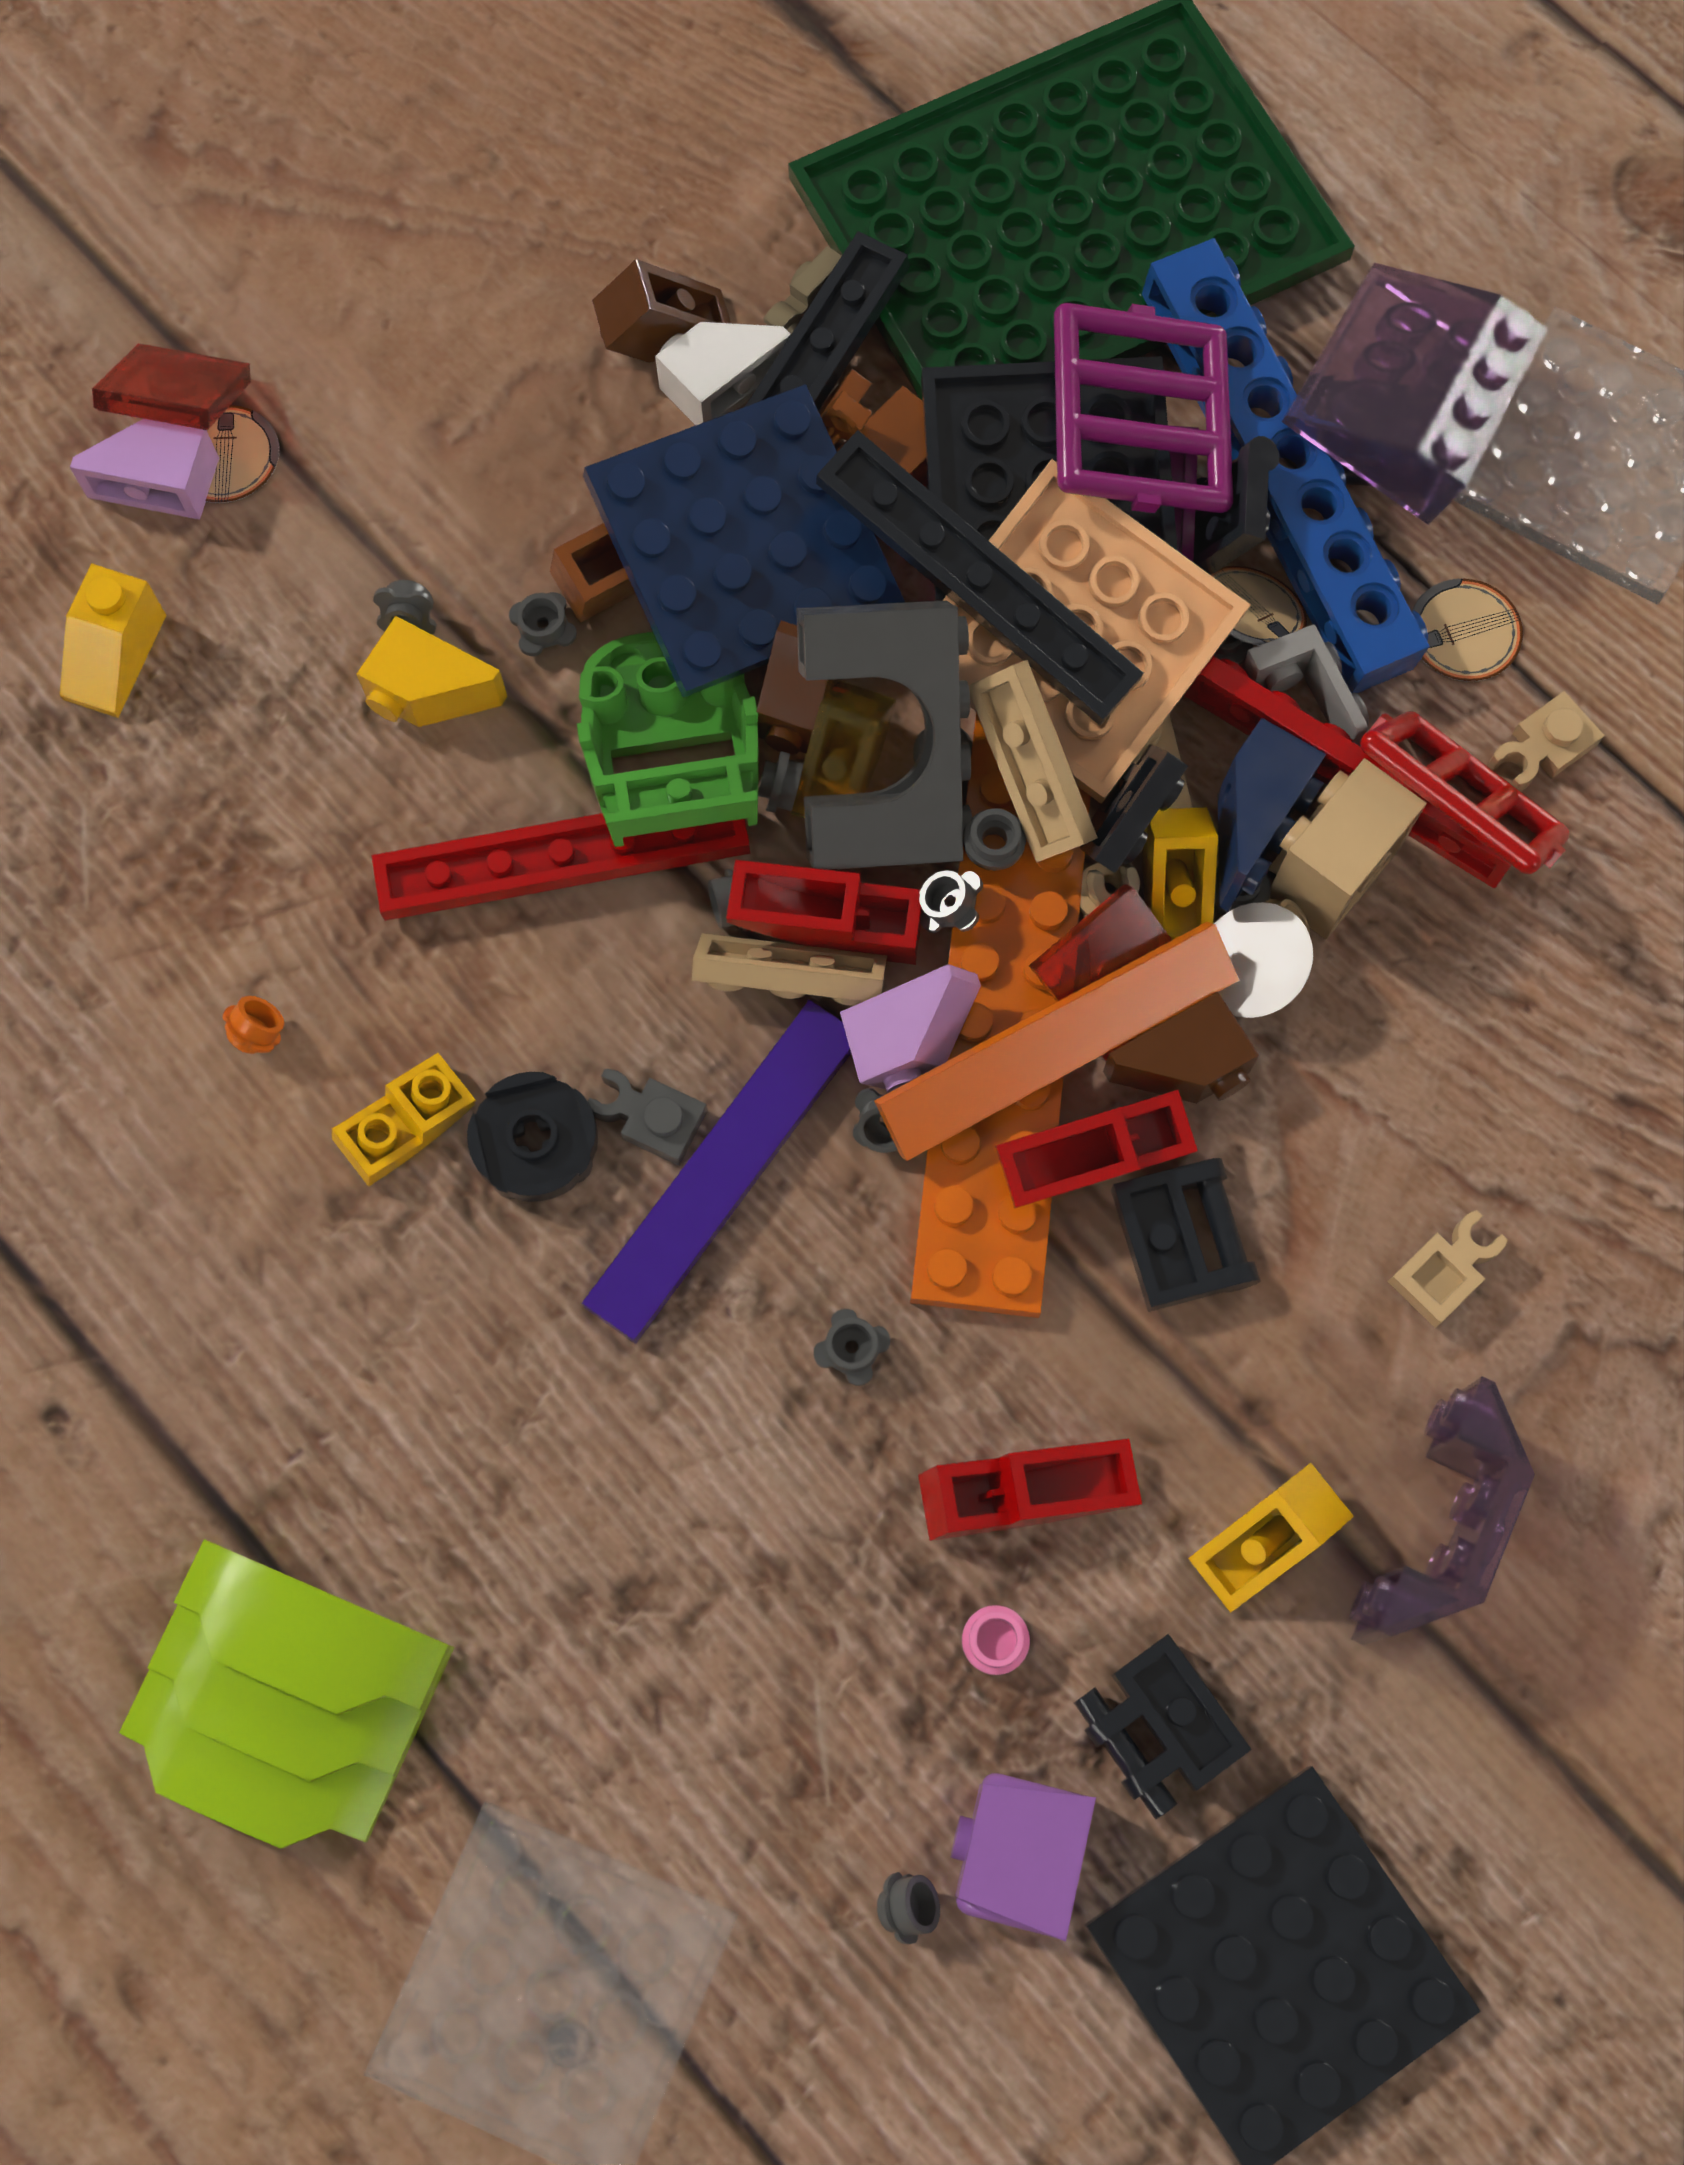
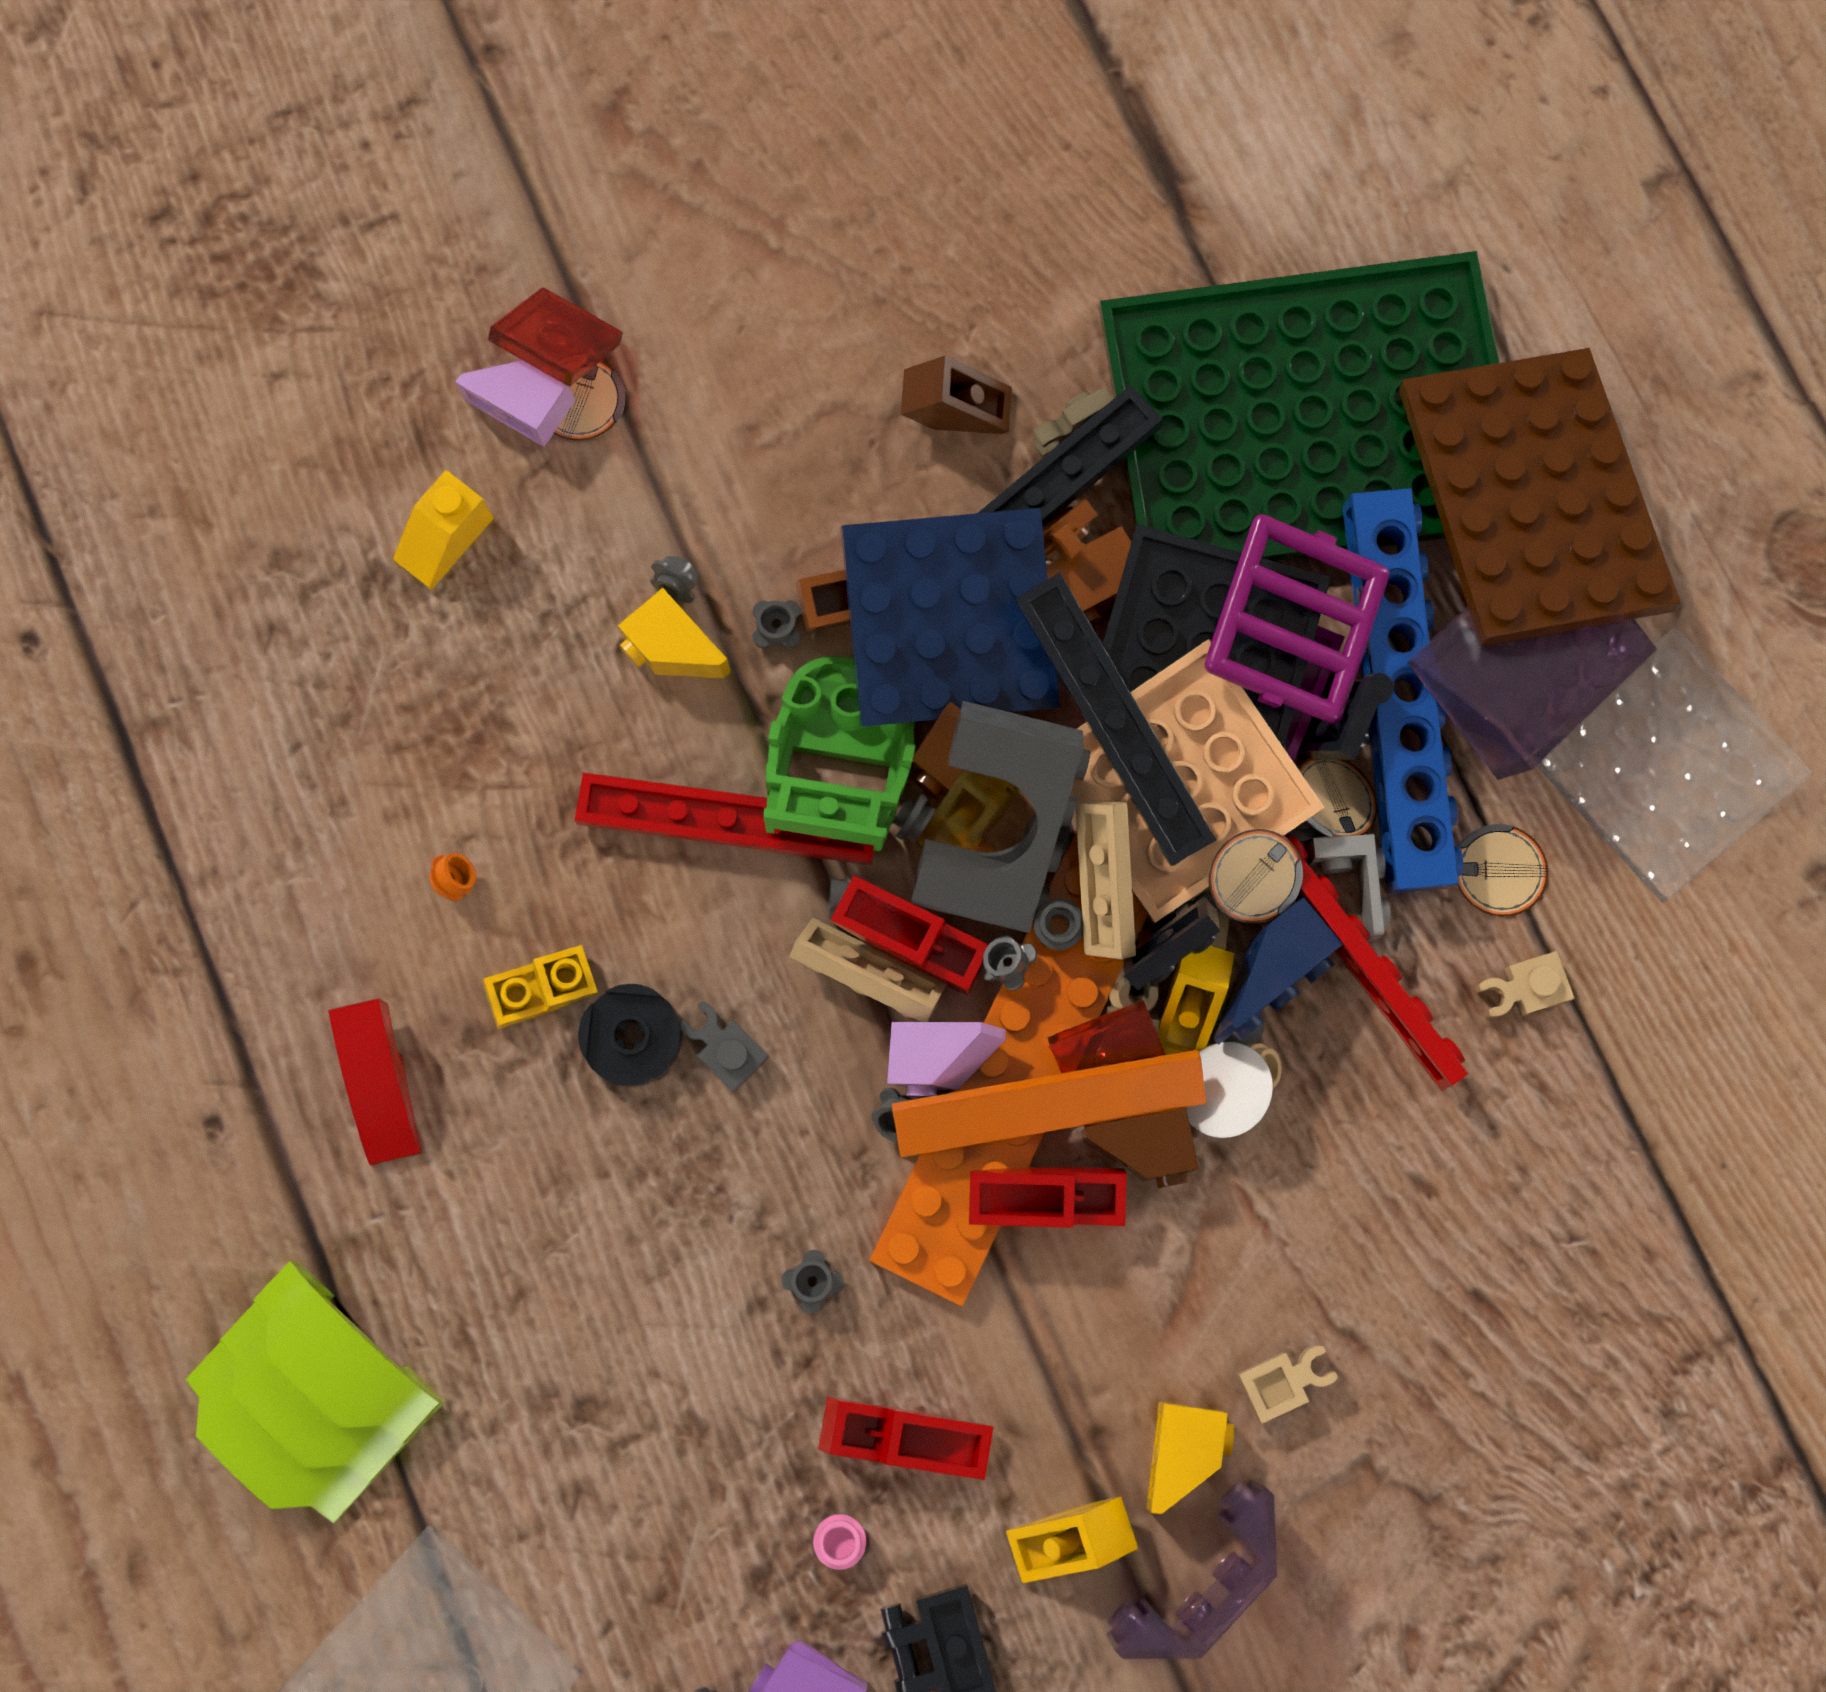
camera: 20 degrees right, 5 degrees up
(239, 1291) = (375, 1080): none -> red slope
(717, 366) = (983, 457): white slope -> none
(720, 1173) = (761, 1111): dark purple tile -> none
(1165, 1240) = (1077, 1280): black plate -> none
(1200, 707) = (1255, 876): none -> tan sticker
(1344, 844) = (1336, 1021): tan brick -> none
(1355, 211) = (1537, 497): none -> reddish brown plate
(1363, 1385) = (1185, 1452): none -> yellow slope
(1479, 819) = (1433, 1048): red bar -> none

